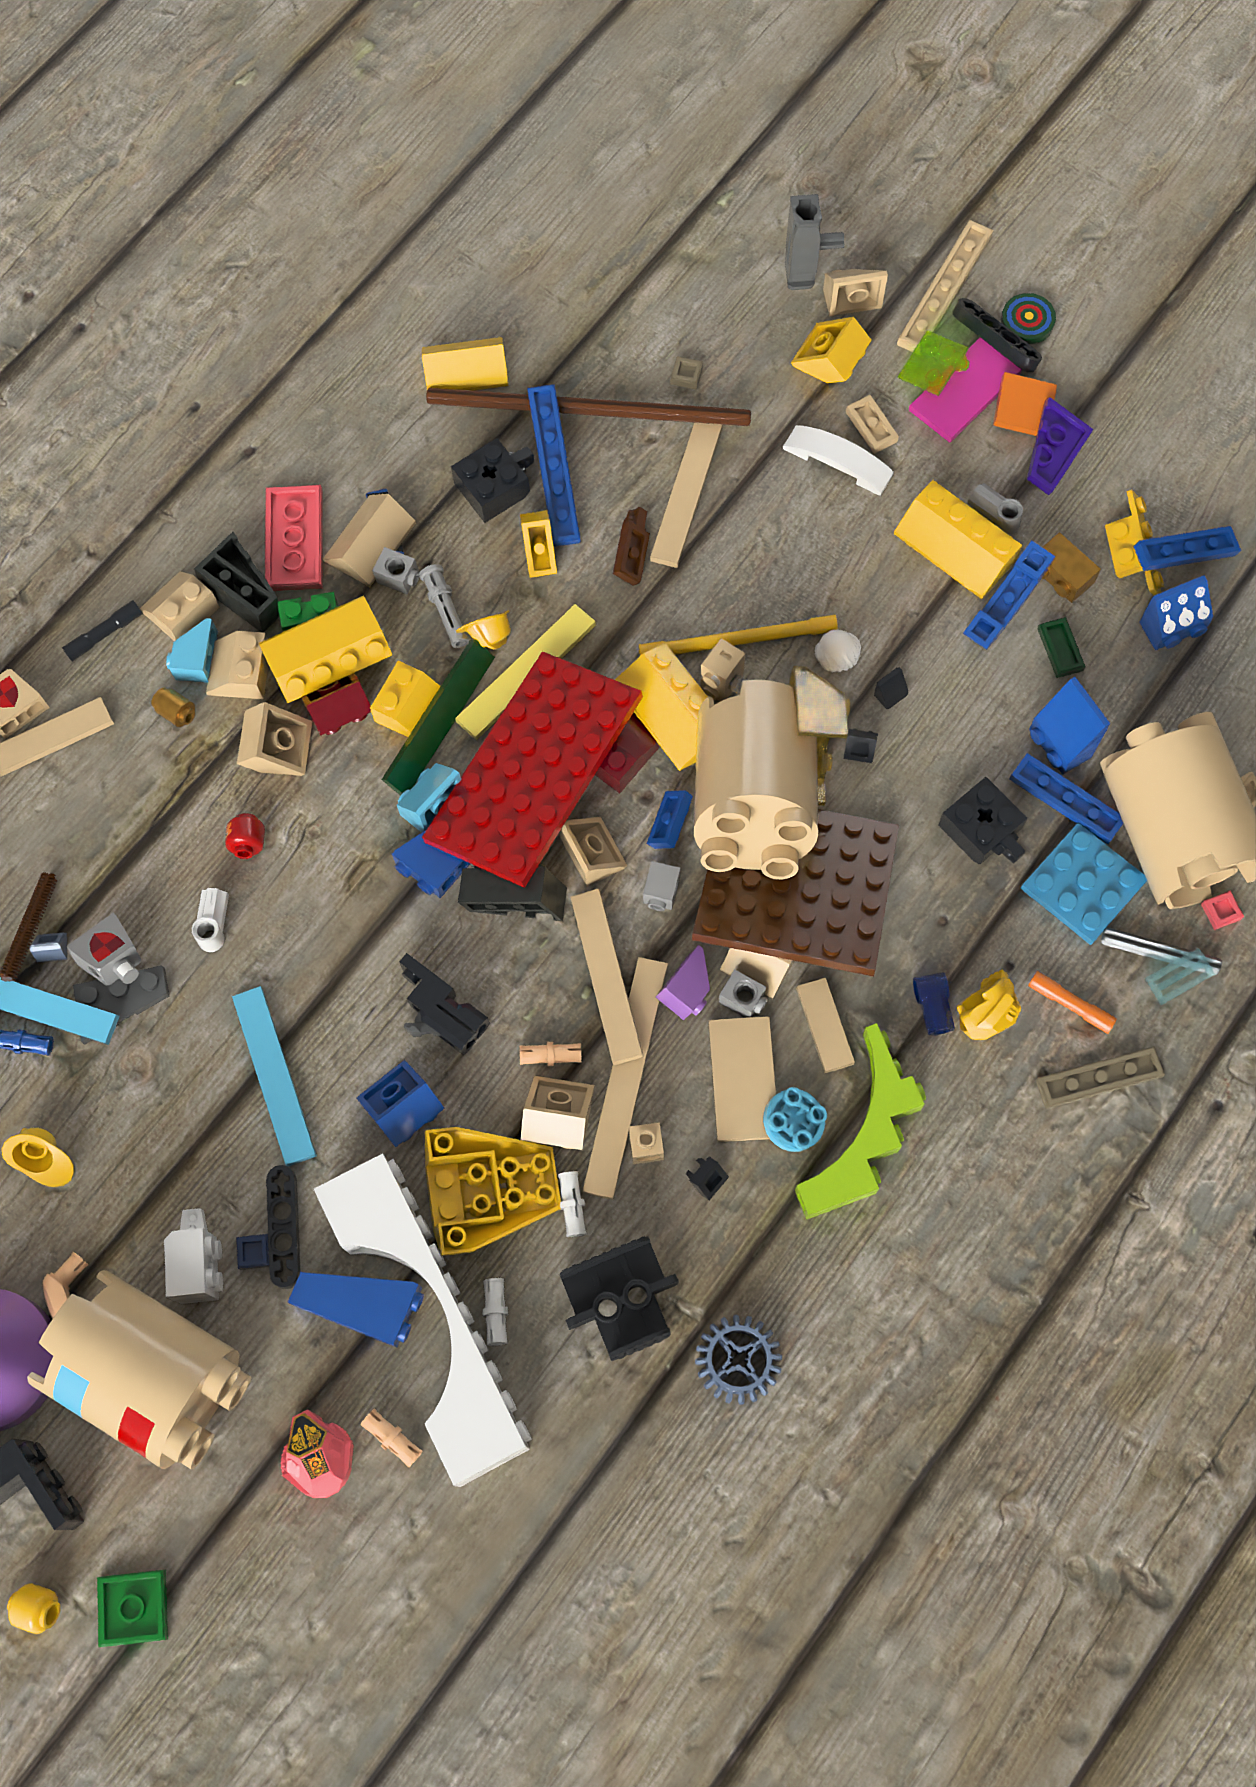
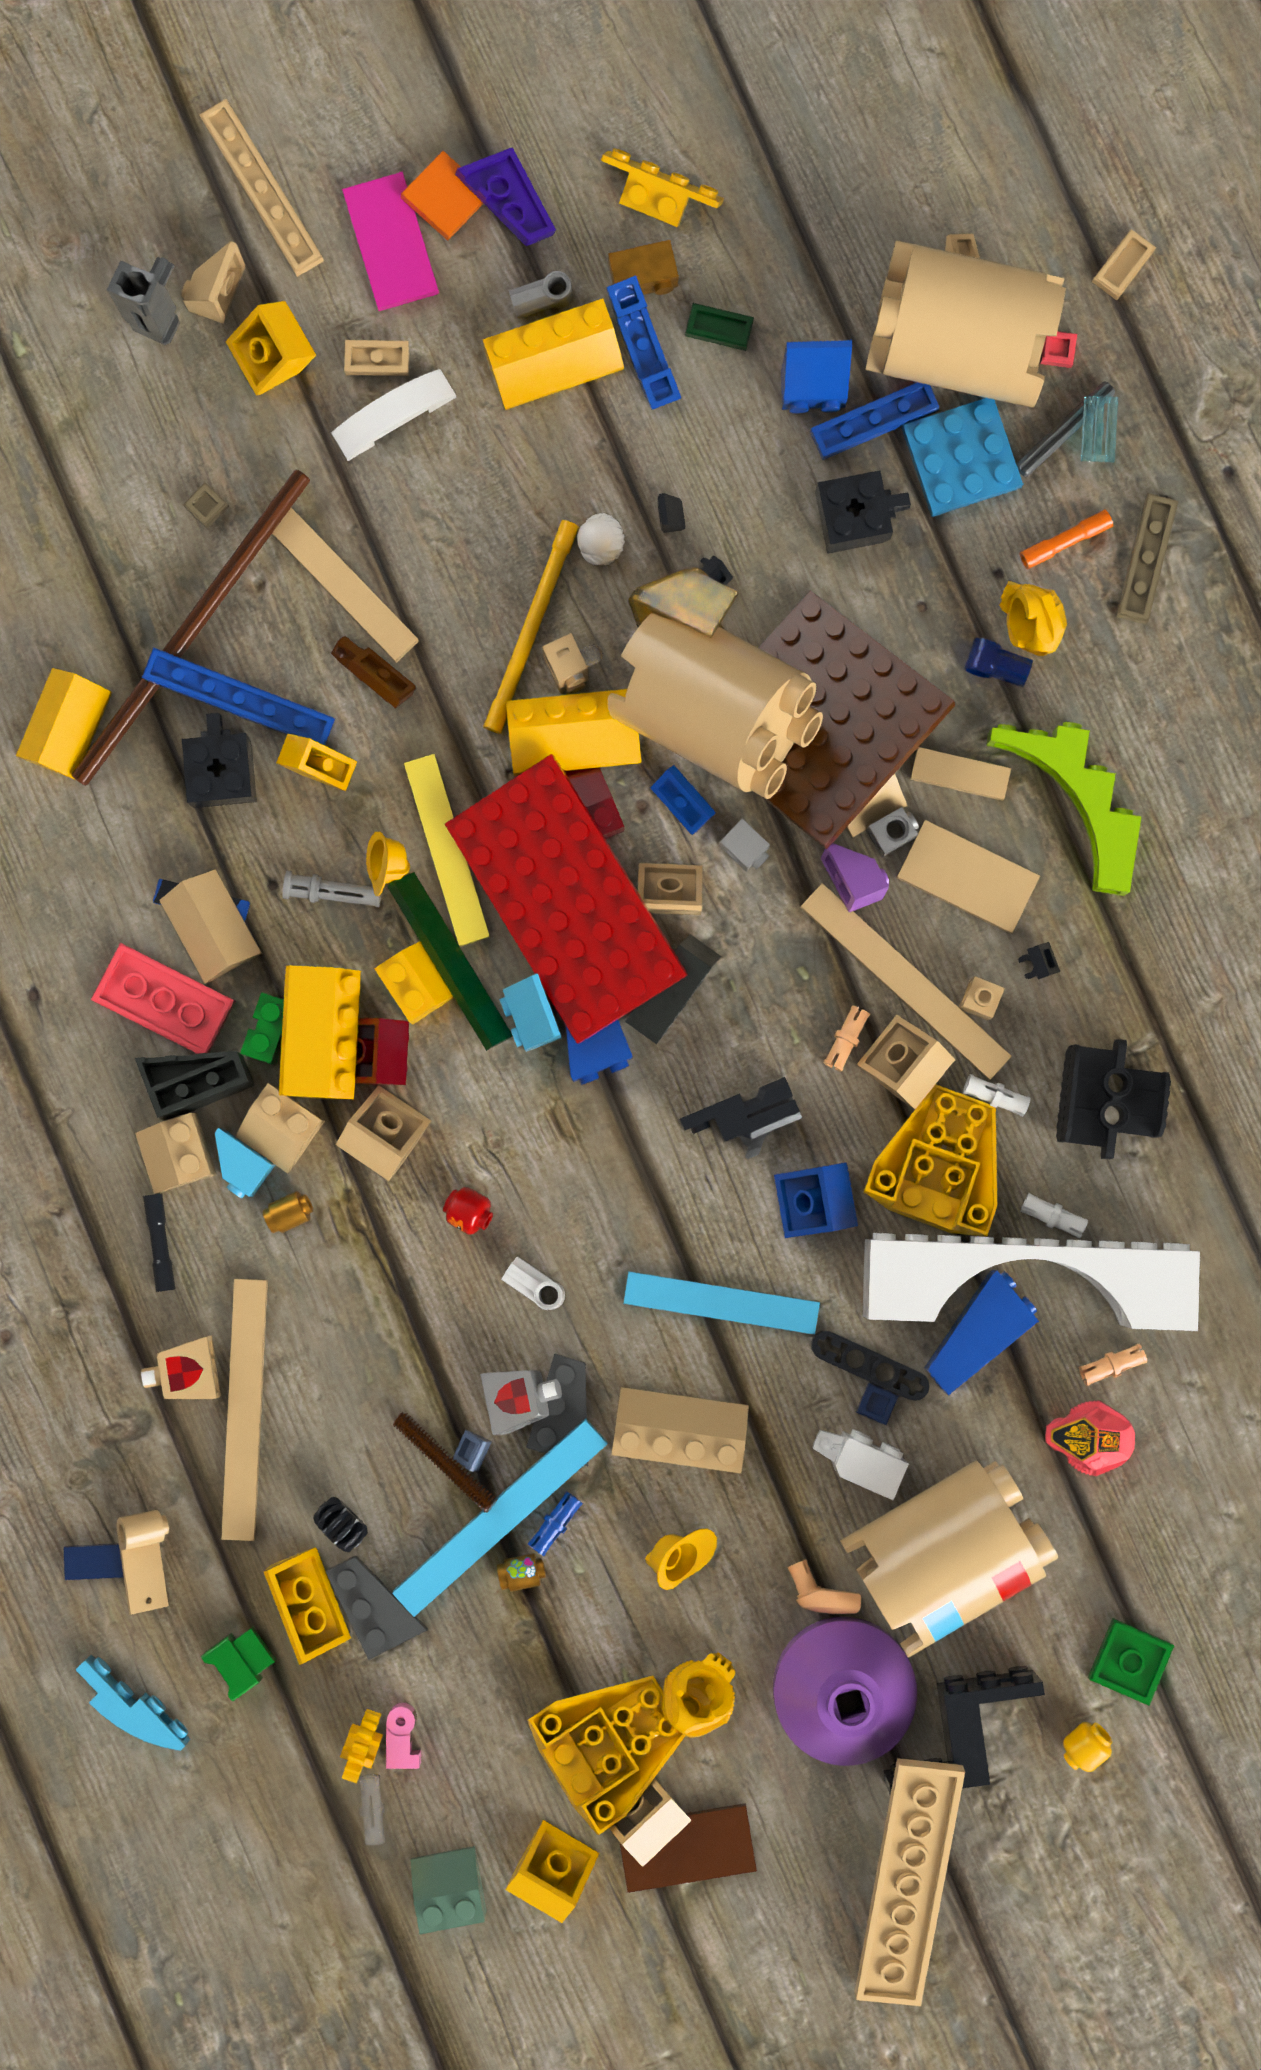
camera: 65 degrees left, 15 degrees up
(147, 1098) = (680, 1430): none -> tan slope
(391, 561) = (252, 921): light grey brick -> none
(606, 977) = (802, 946): tan tile -> none
(717, 1377) = (1213, 1012): sand blue gear -> none
(794, 1120) = (1033, 853): medium azure tile -> none
(934, 363) = (349, 256): clear neon green hinge -> none
(997, 335) = (384, 164): black beam -> none
(1029, 317) = (347, 128): dark green tile -> none
(1178, 614) = (758, 198): blue slope -> none
(1187, 548) = (695, 143): blue plate -> none

